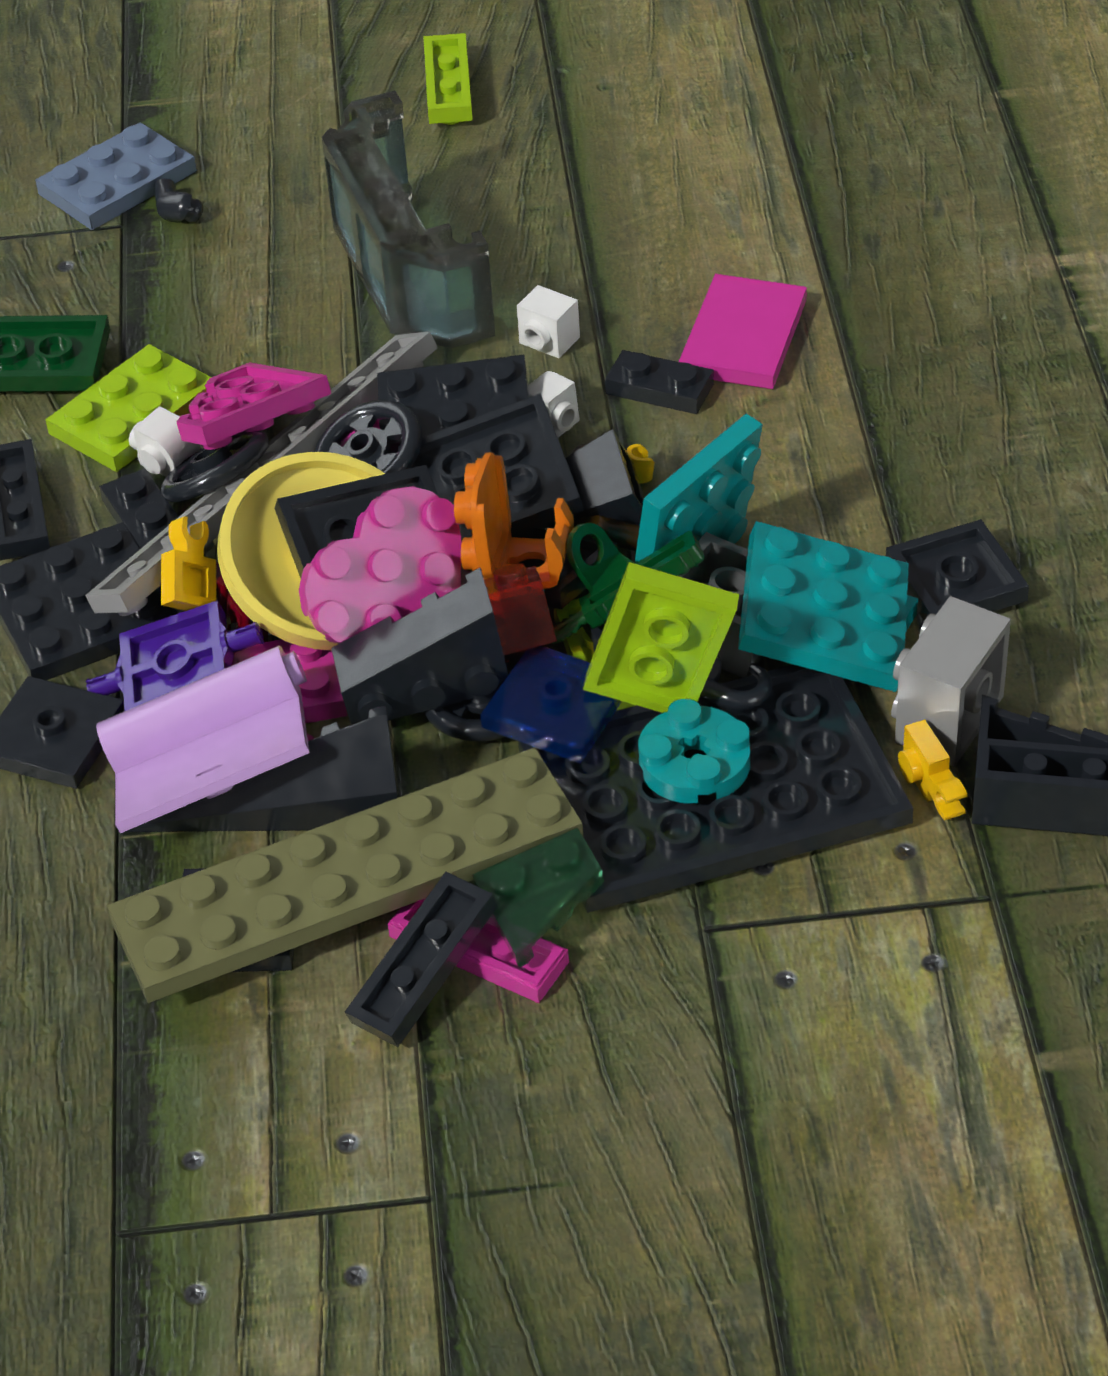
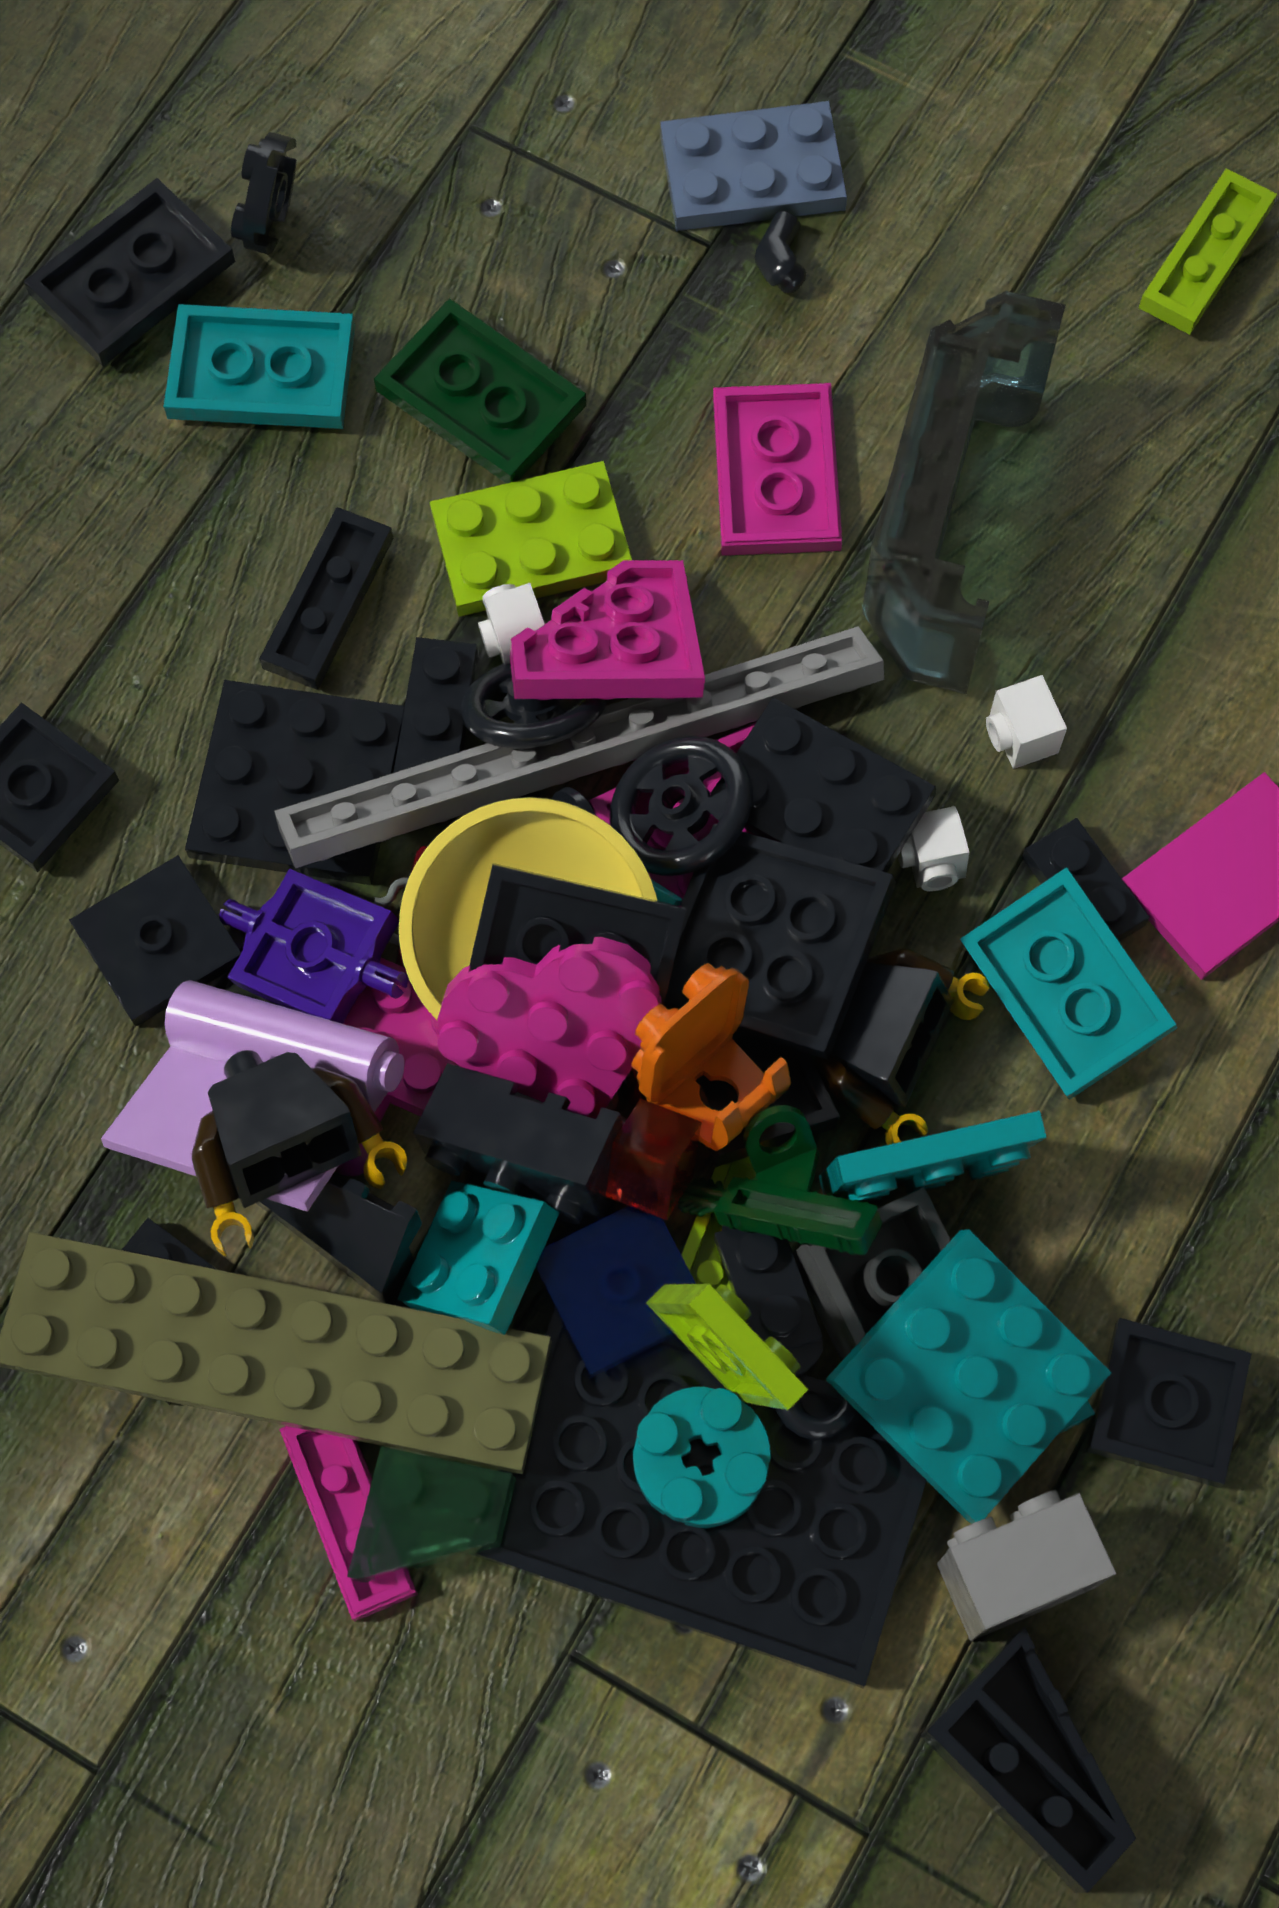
camera: 35 degrees right, 25 degrees up
(187, 575) = (384, 859): yellow plate -> none
(248, 723) = (277, 1129): none -> black torso
(268, 298) = (776, 469): none -> dark pink tile
(421, 959) = (266, 1510): black plate -> none
(445, 736) = (478, 1256): none -> teal plate
(684, 409) = (1068, 983): none -> teal plate
(928, 766) = (925, 1634): yellow plate -> none

